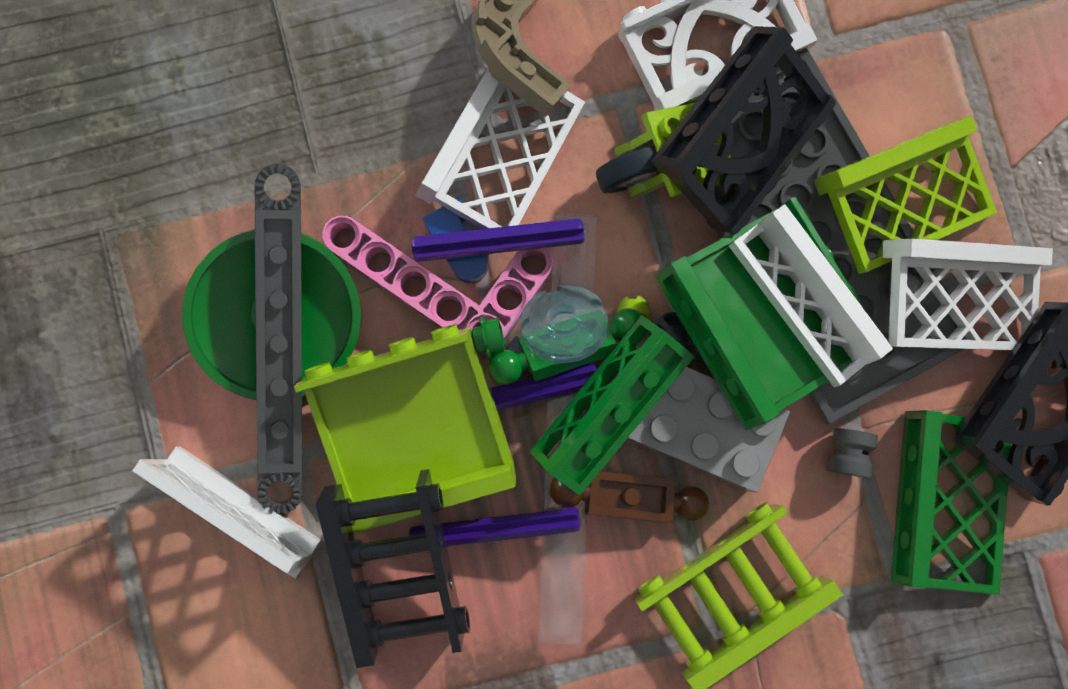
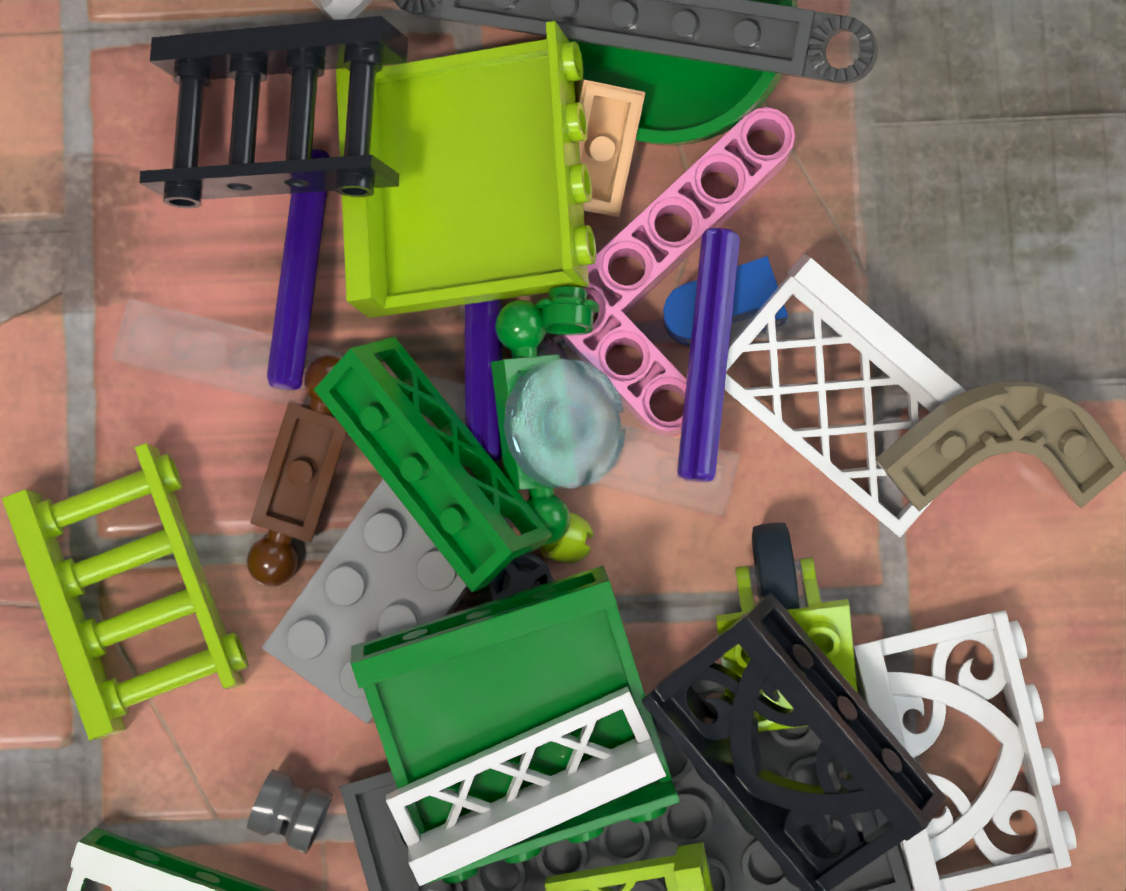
camera: 120 degrees right, 0 degrees up
(350, 338) = (612, 130): none -> light nougat slope

